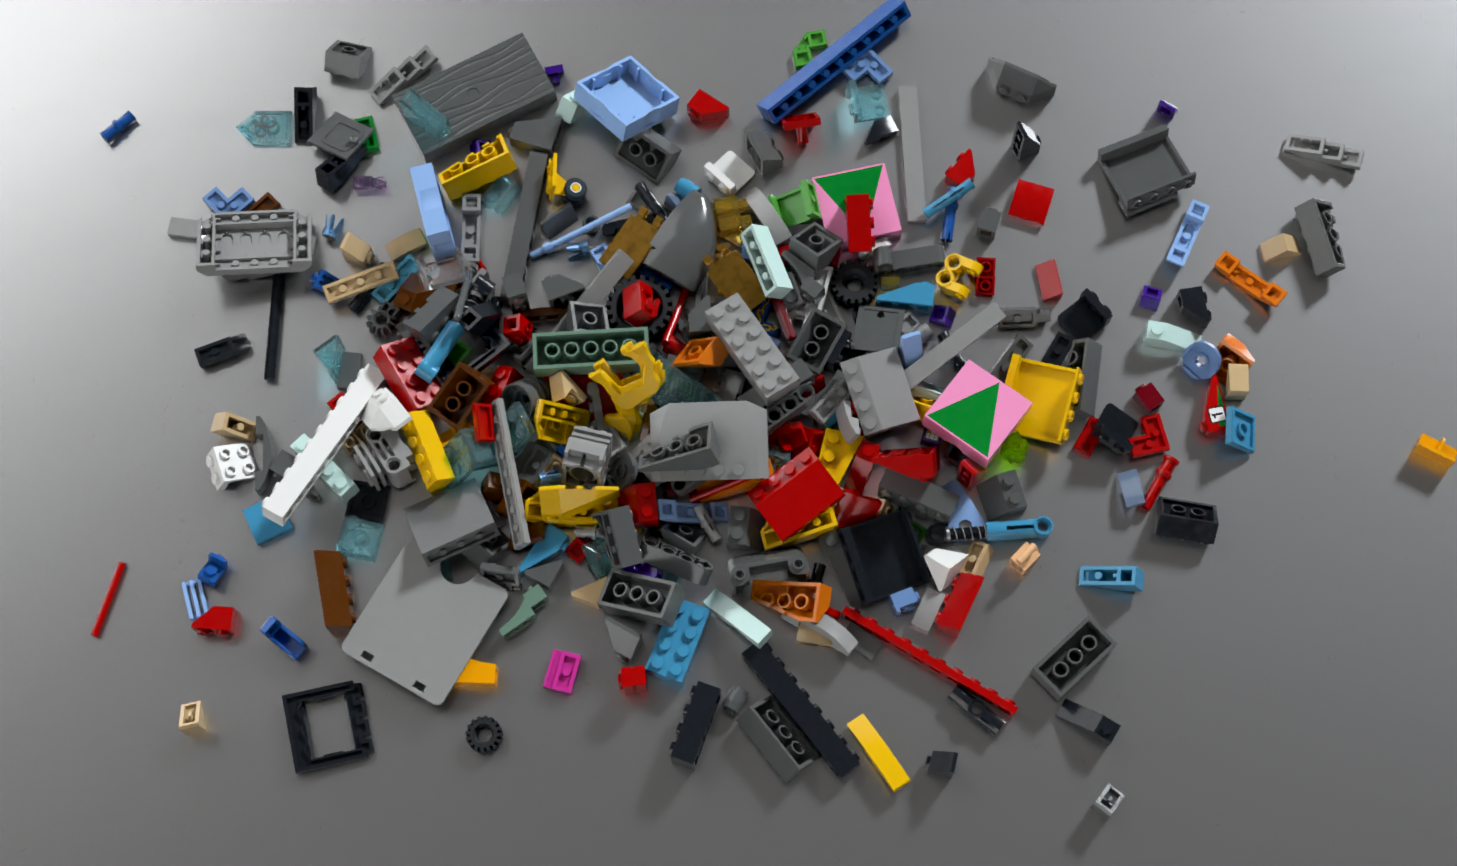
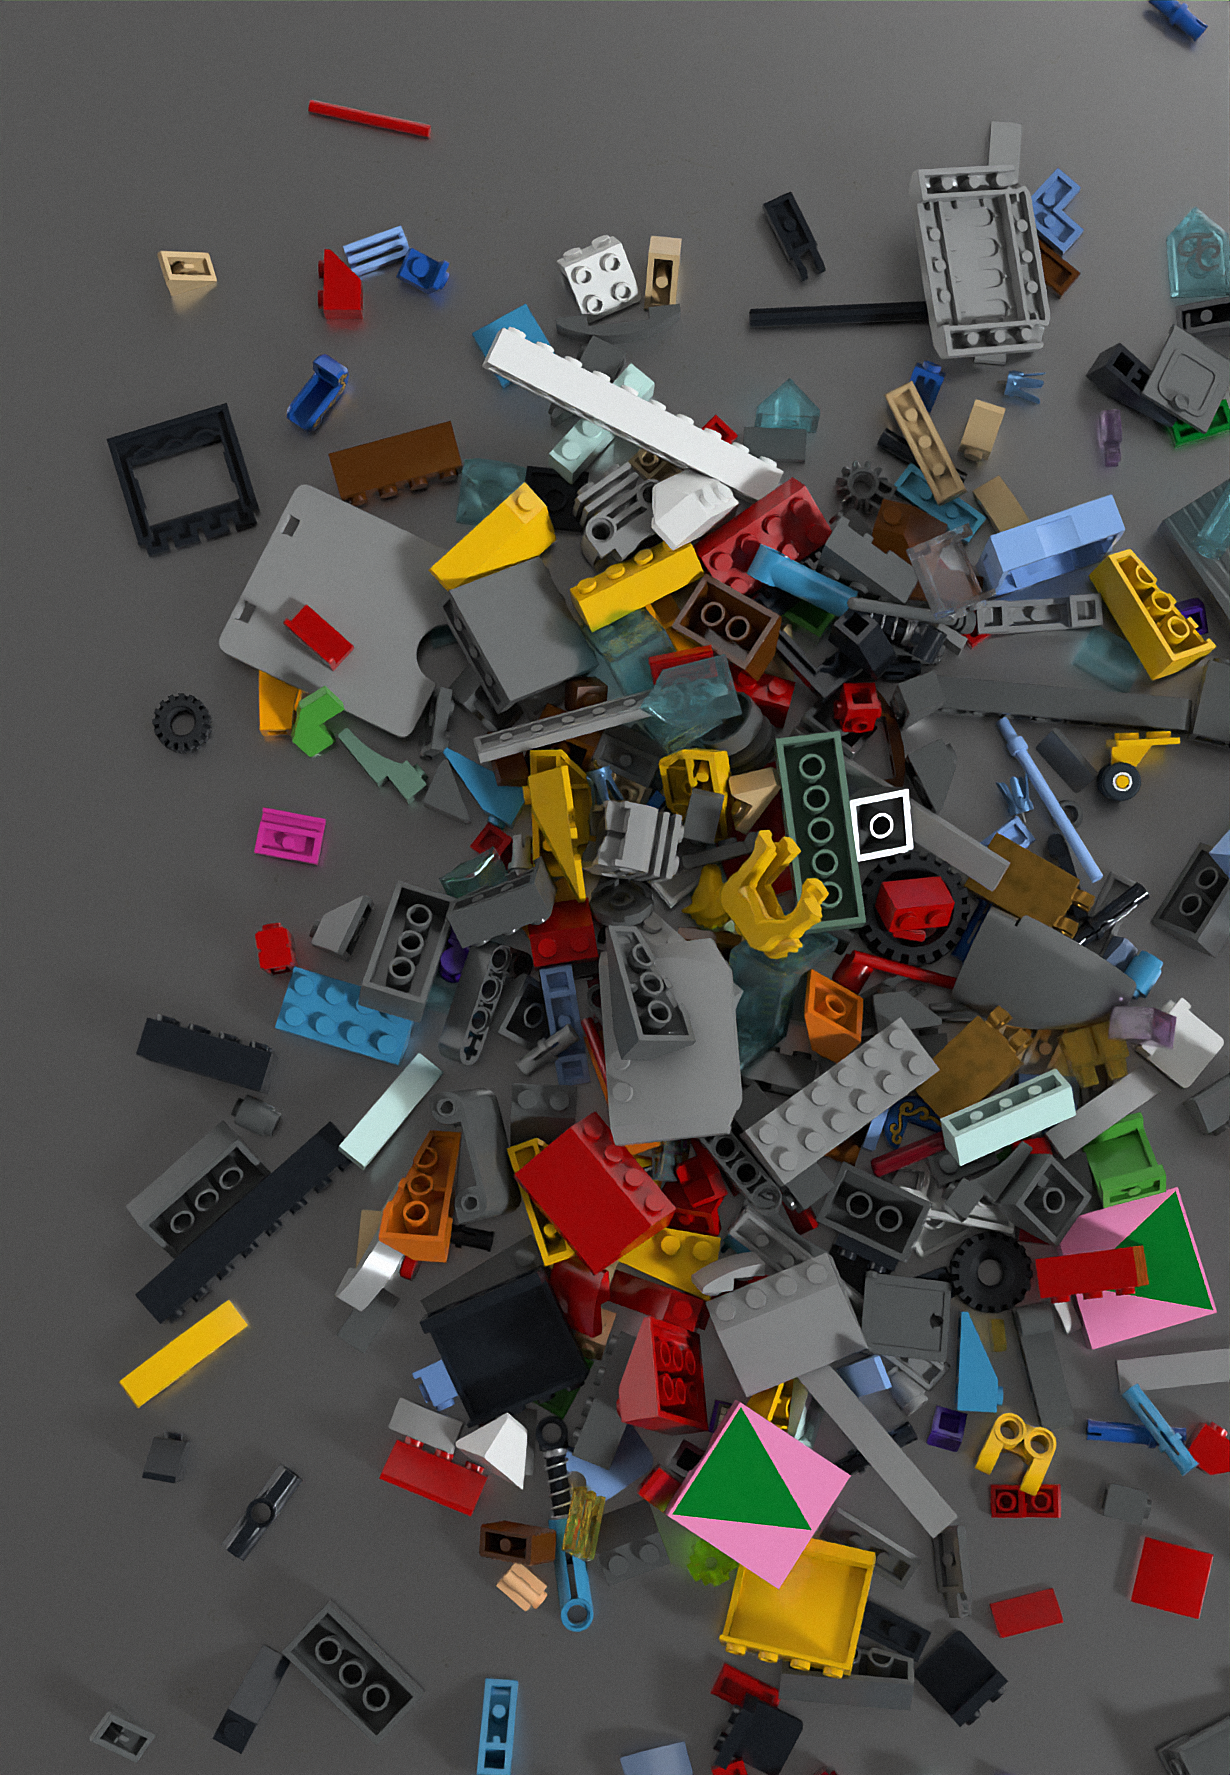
camera: 85 degrees right, 10 degrees up
(391, 528) = (506, 537): none -> yellow wedge
(440, 640) = (319, 637): none -> red panel
(499, 653) = (312, 711): none -> bright green tile
(501, 414) = (694, 694): none -> clear light blue tile
(574, 415) = (702, 815): none -> dark grey slope
(590, 593) = (418, 870): tan slope -> none
(719, 186) = (1142, 1026): none -> clear purple slope
(935, 664) = (333, 1443): red plate -> none
(978, 558) = (513, 1503): tan slope -> none
(990, 518) = (587, 1525): none -> clear yellow tile
(1000, 556) = (517, 1543): none -> reddish brown brick

